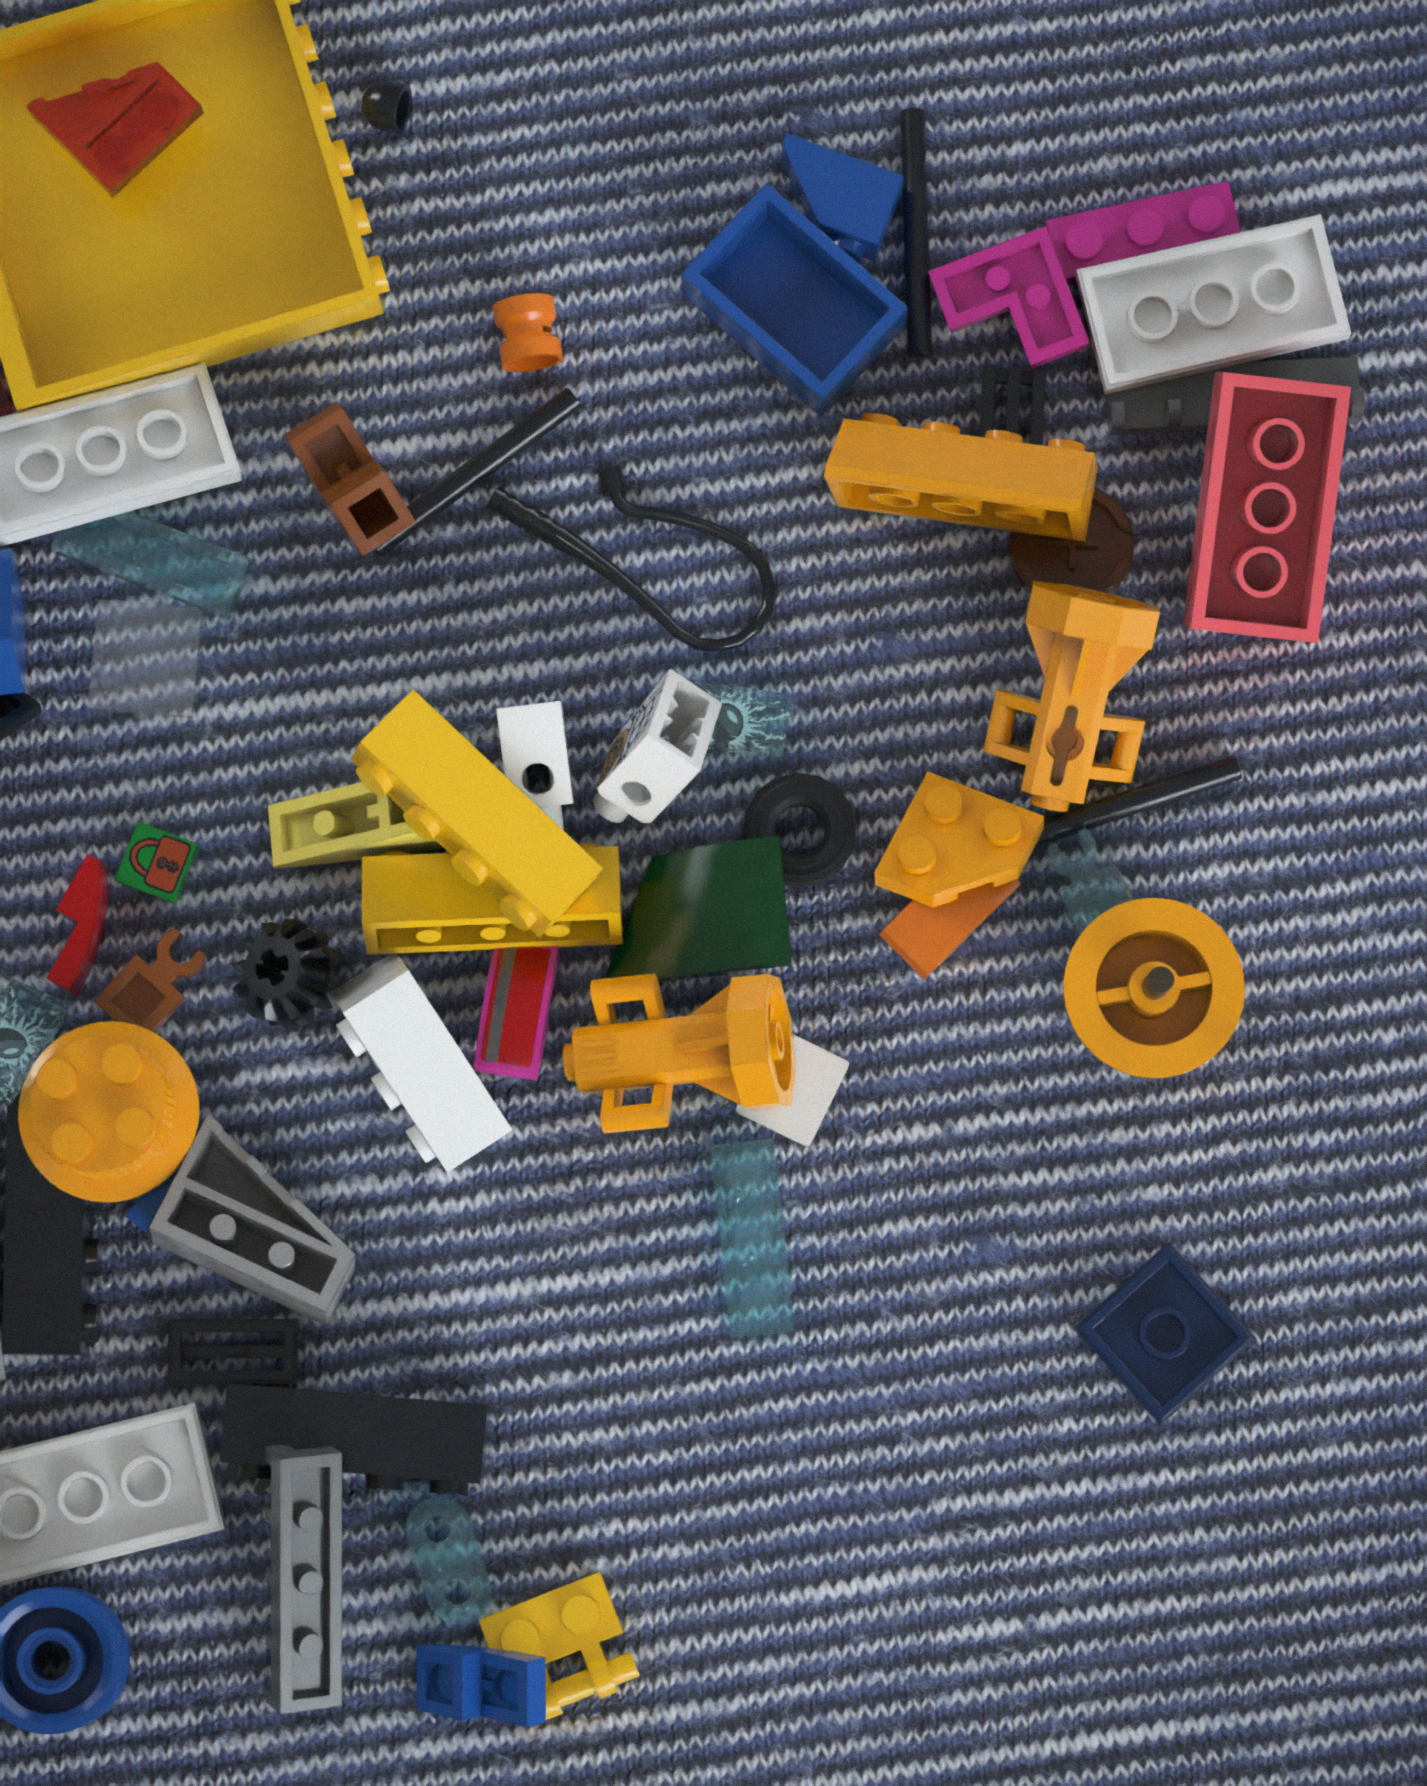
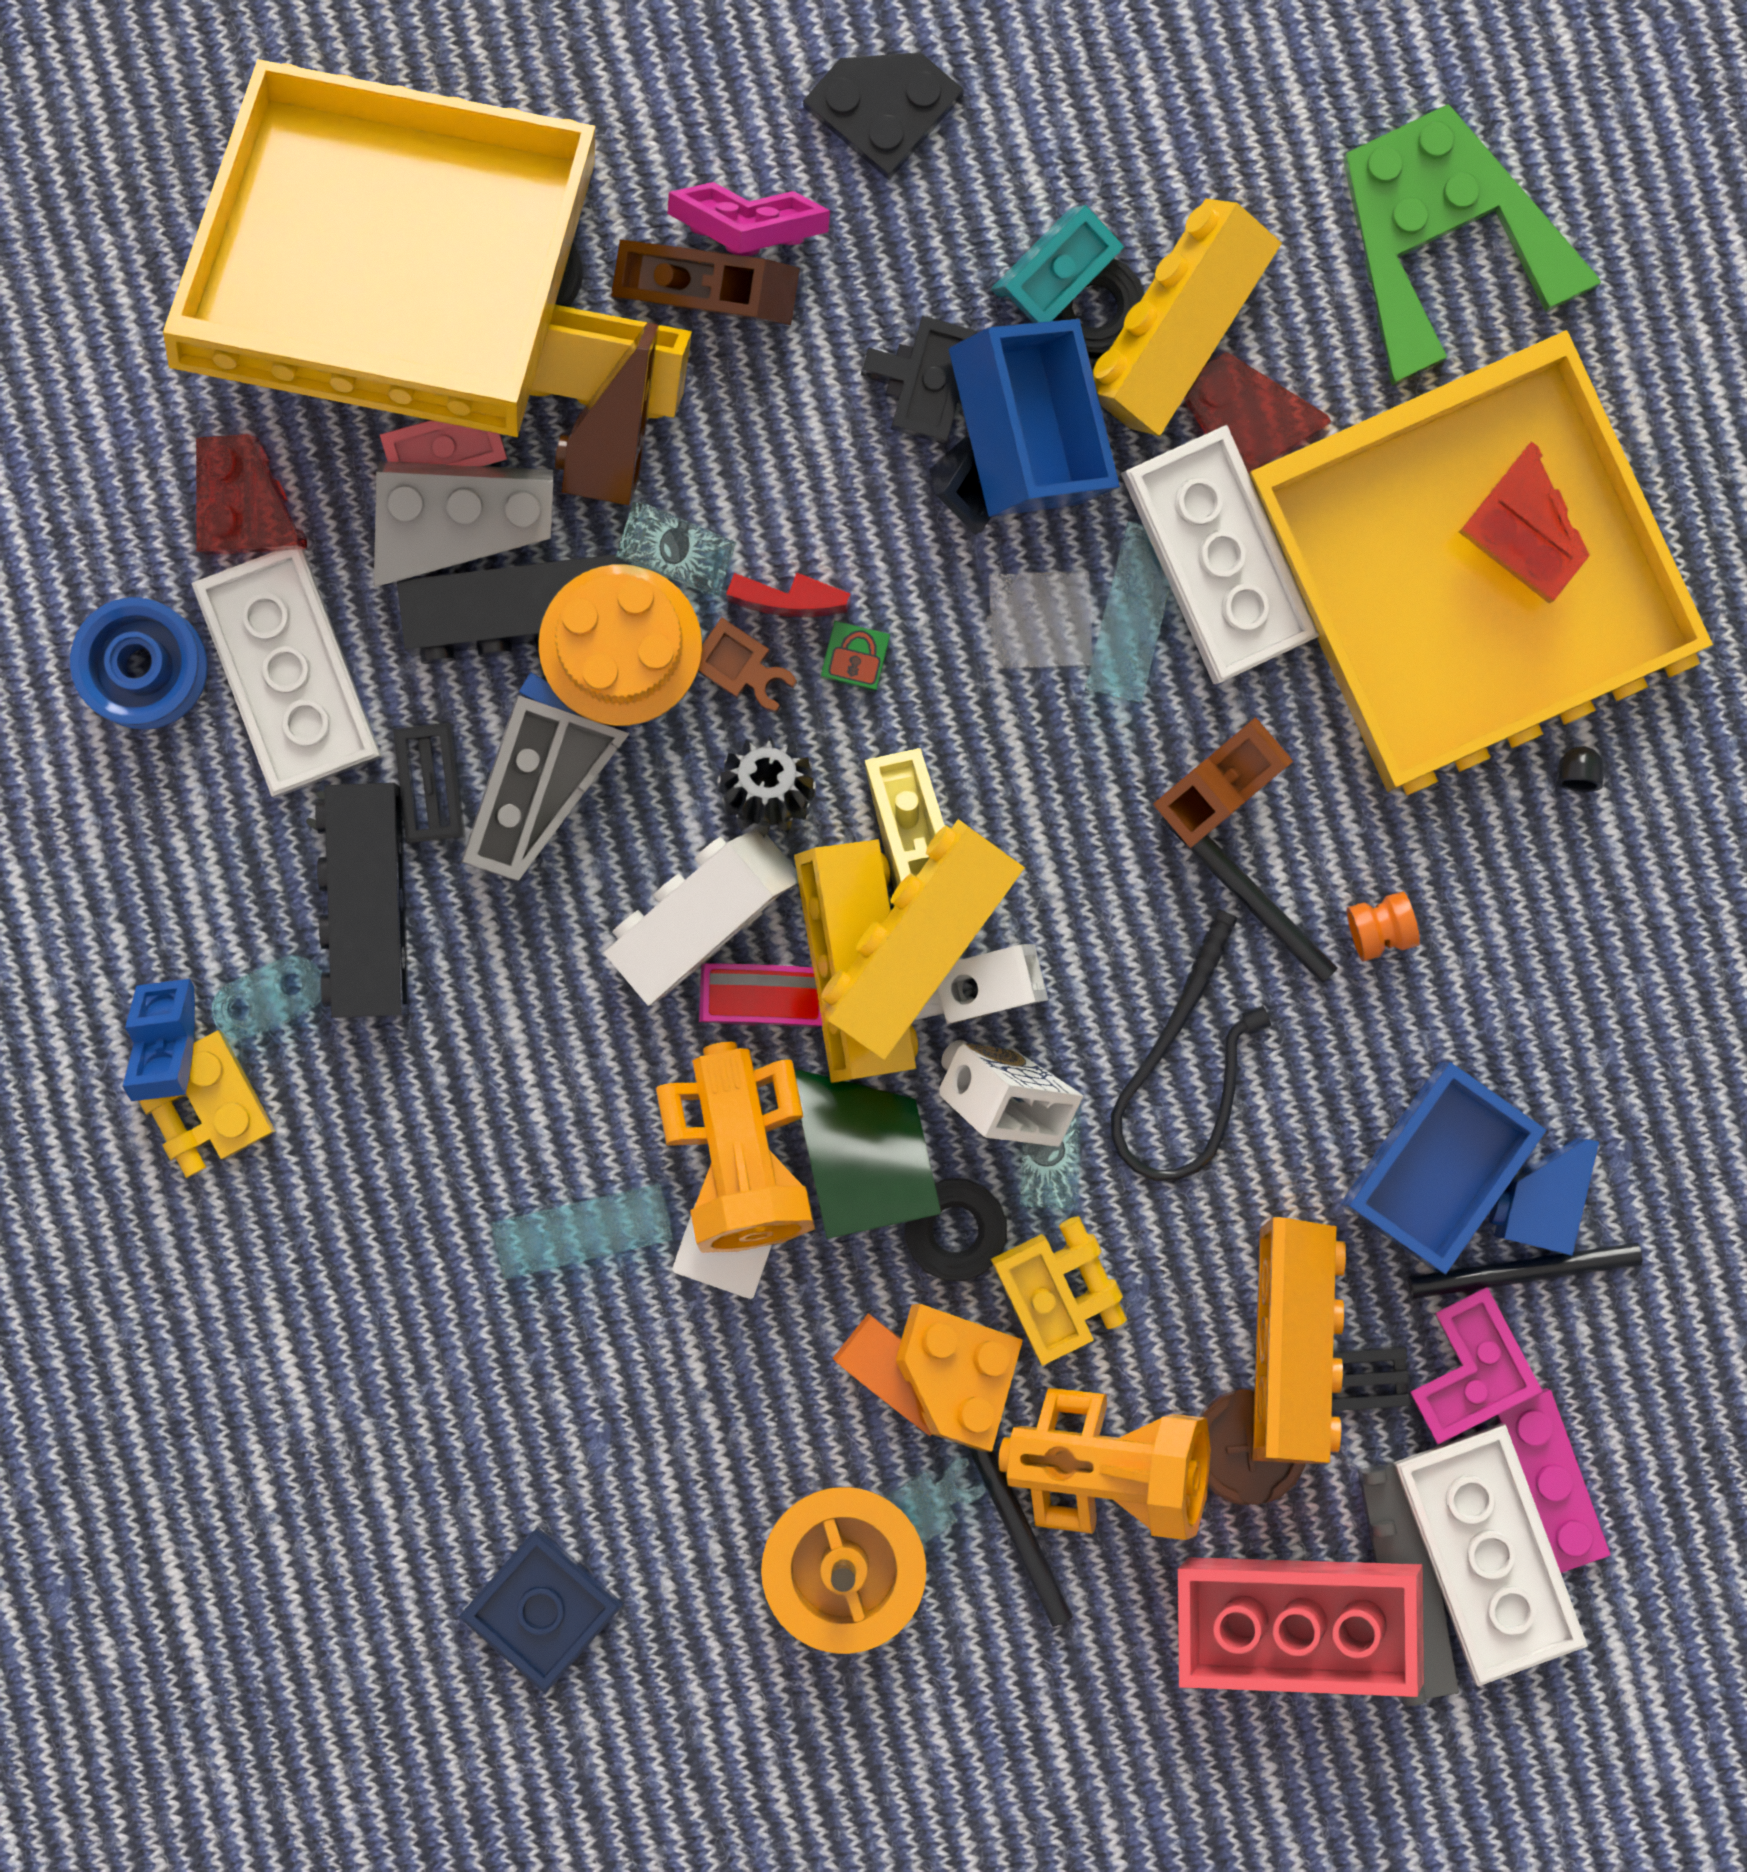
camera: 85 degrees right, 5 degrees up
(305, 1578) = (232, 873): hinge -> none
(883, 742) = (1042, 1296): none -> yellow plate

